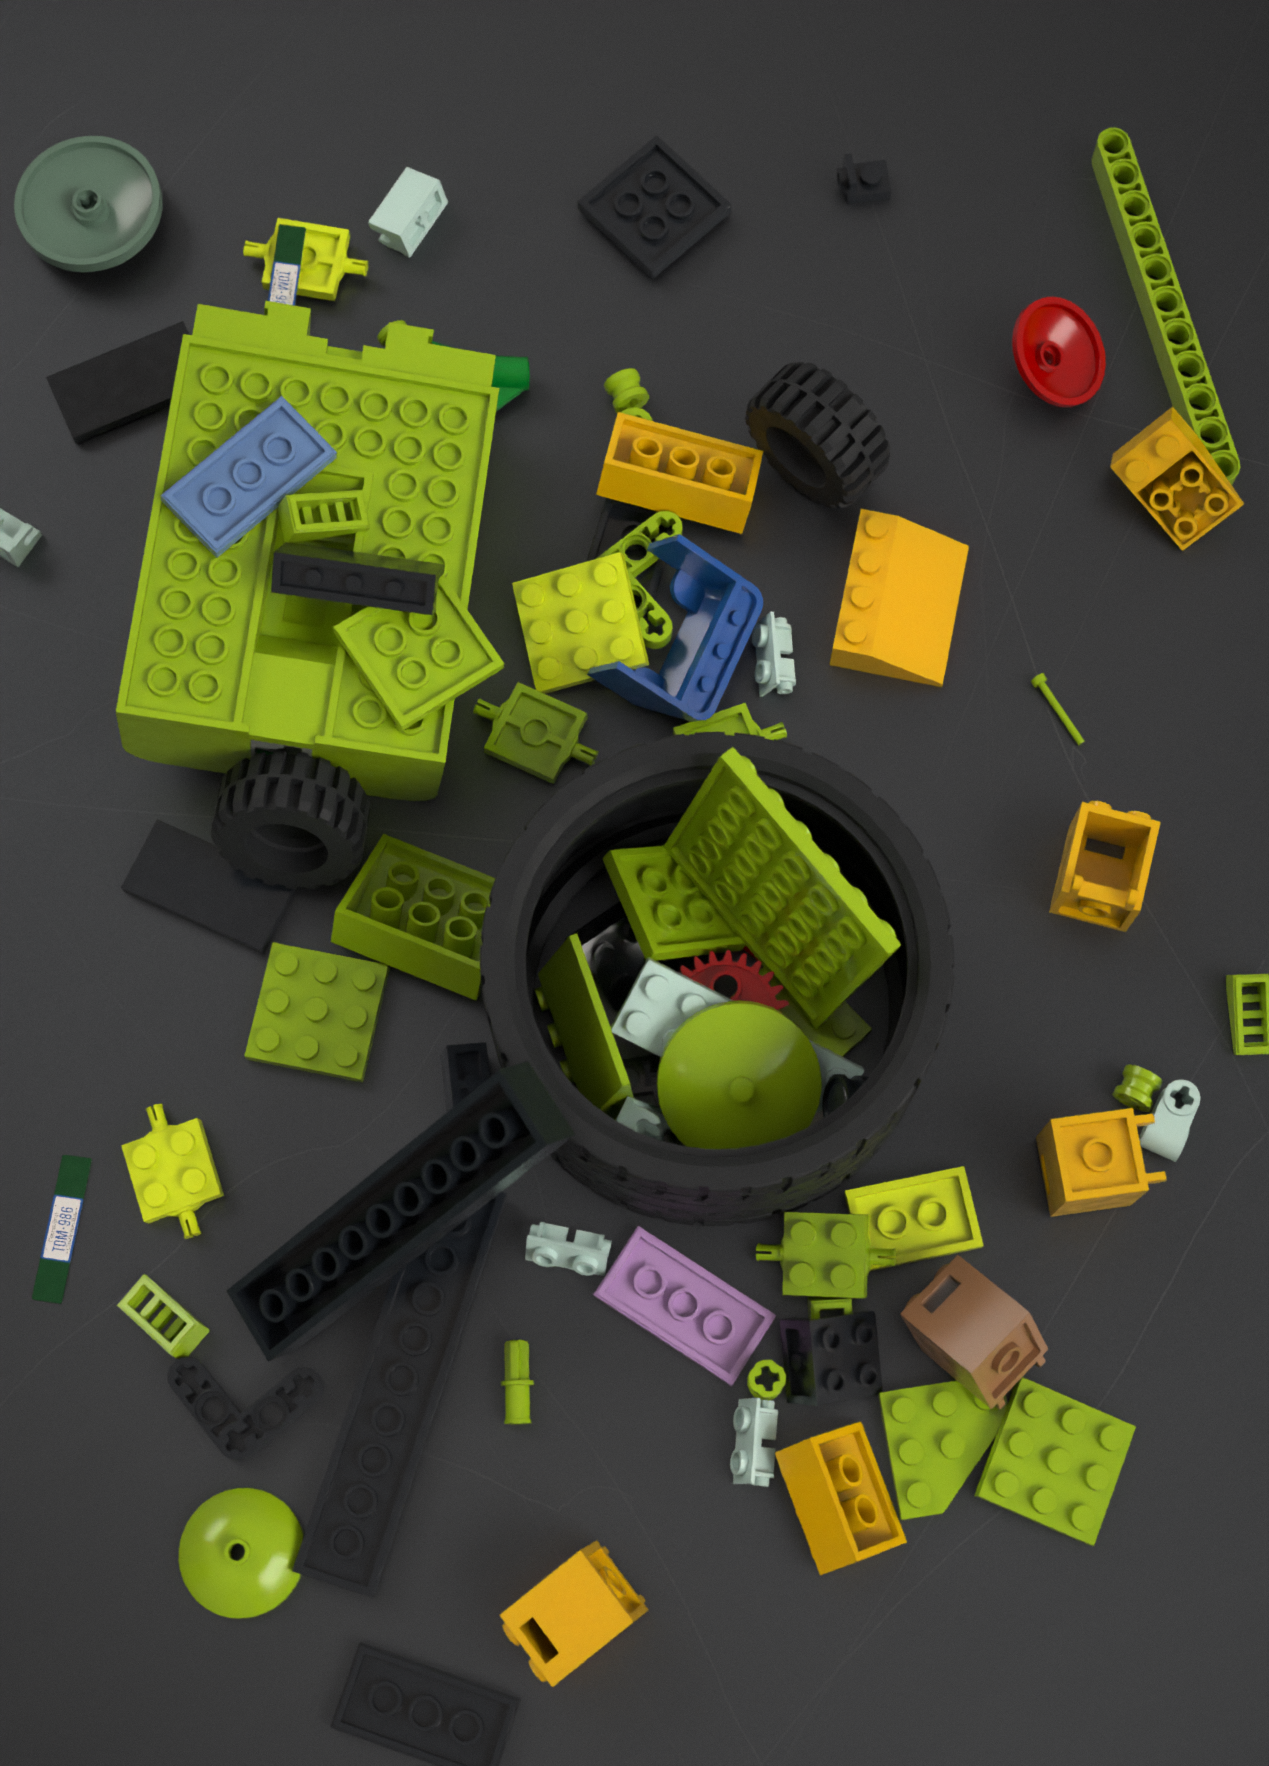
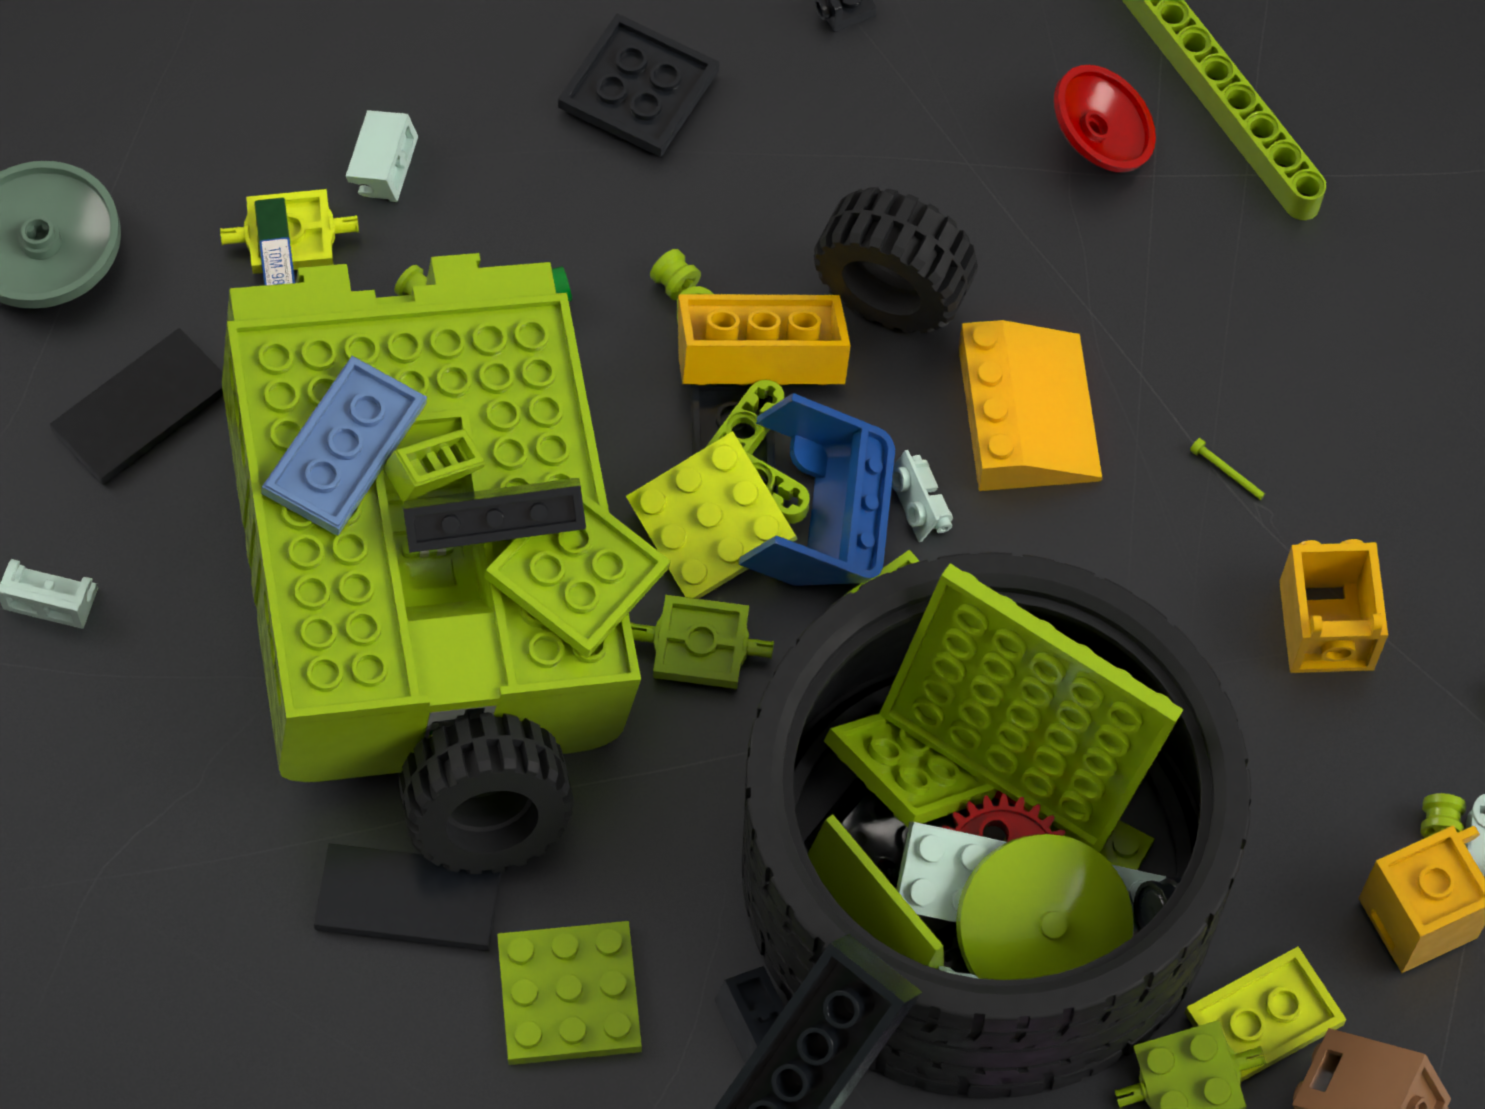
camera: 20 degrees left, 10 degrees down
(417, 915) = (653, 860): lime slope -> none
(1176, 479) = (1266, 210): yellow slope -> none

